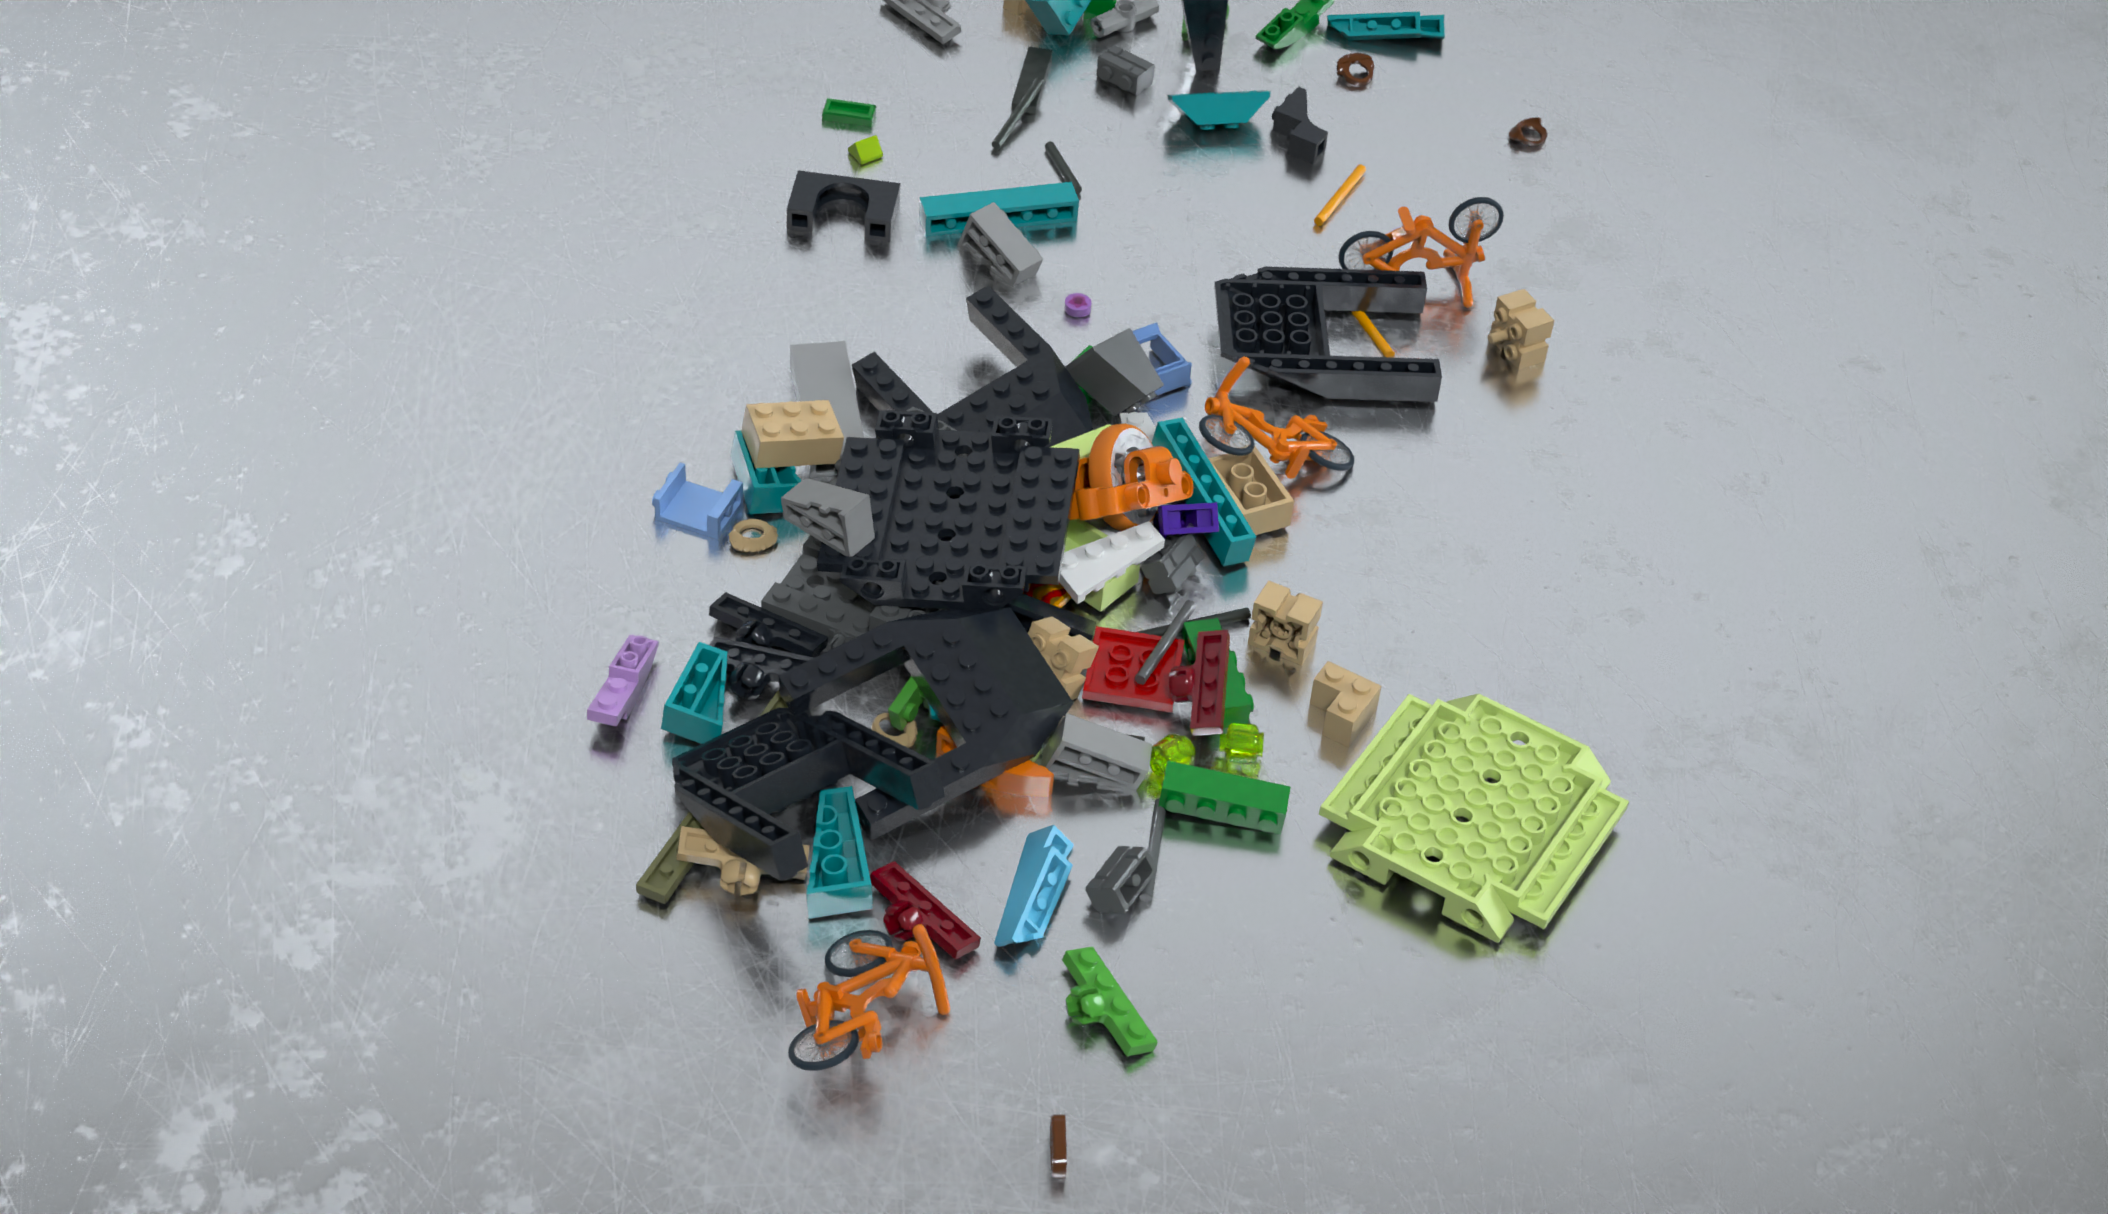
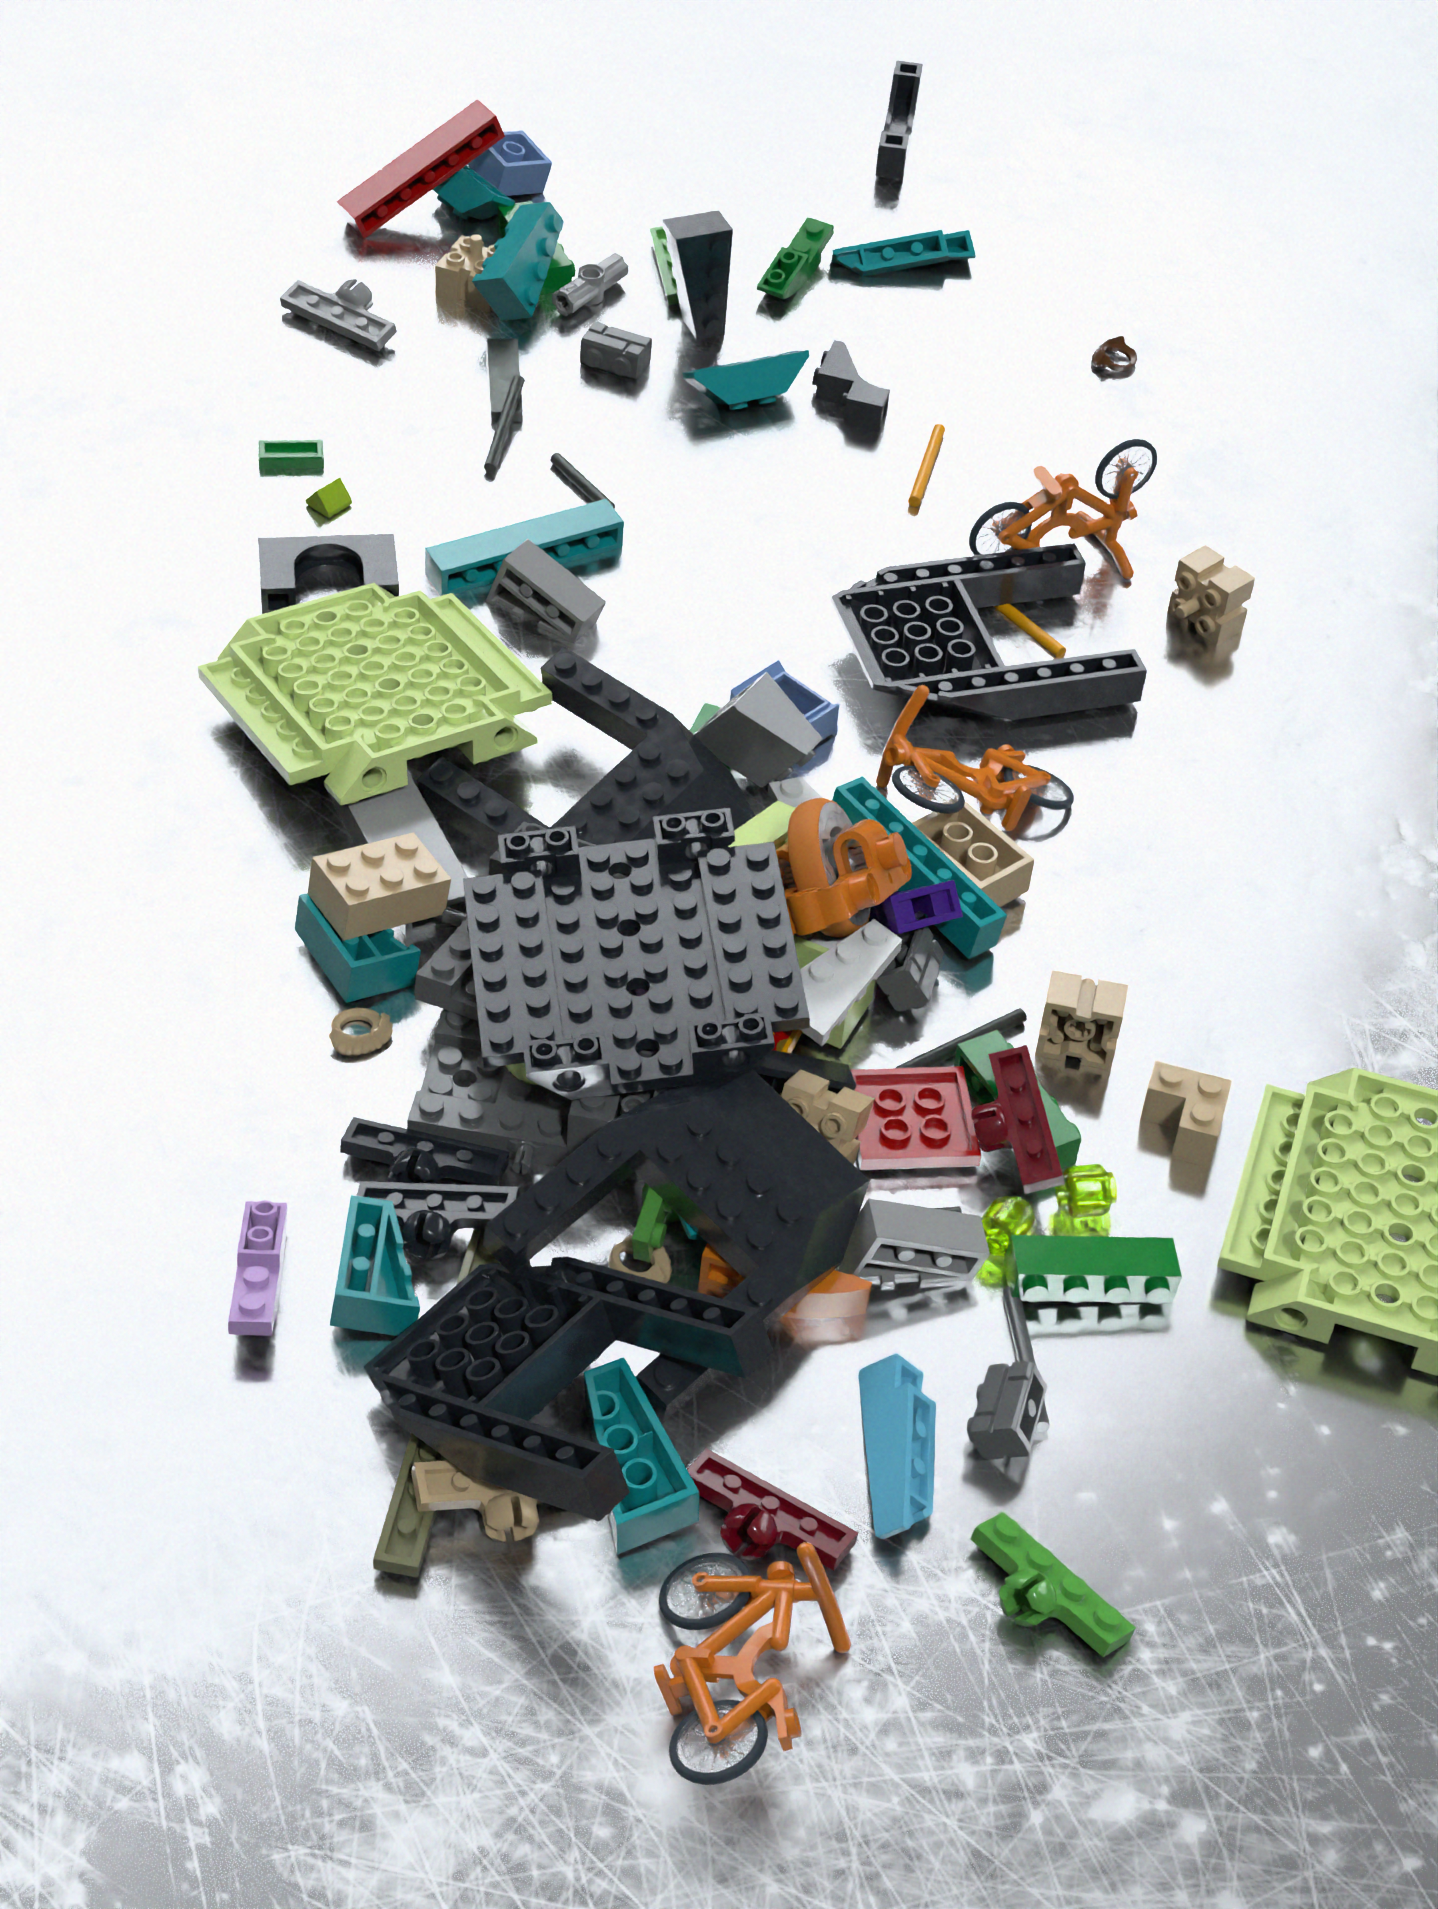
camera: 15 degrees left, 0 degrees up
(696, 506) = (270, 1004): light blue panel -> none
(830, 514) = (487, 988): light grey wedge -> none
(843, 289) = (371, 683): none -> yellowish green slope
(1058, 1147) = (1067, 1810): reddish brown tile -> none
(1077, 305) = (664, 653): medium lavender tile -> none
(1165, 642) = (942, 1075): dark grey bar -> none
(1363, 60) = (890, 296): reddish brown piece -> none

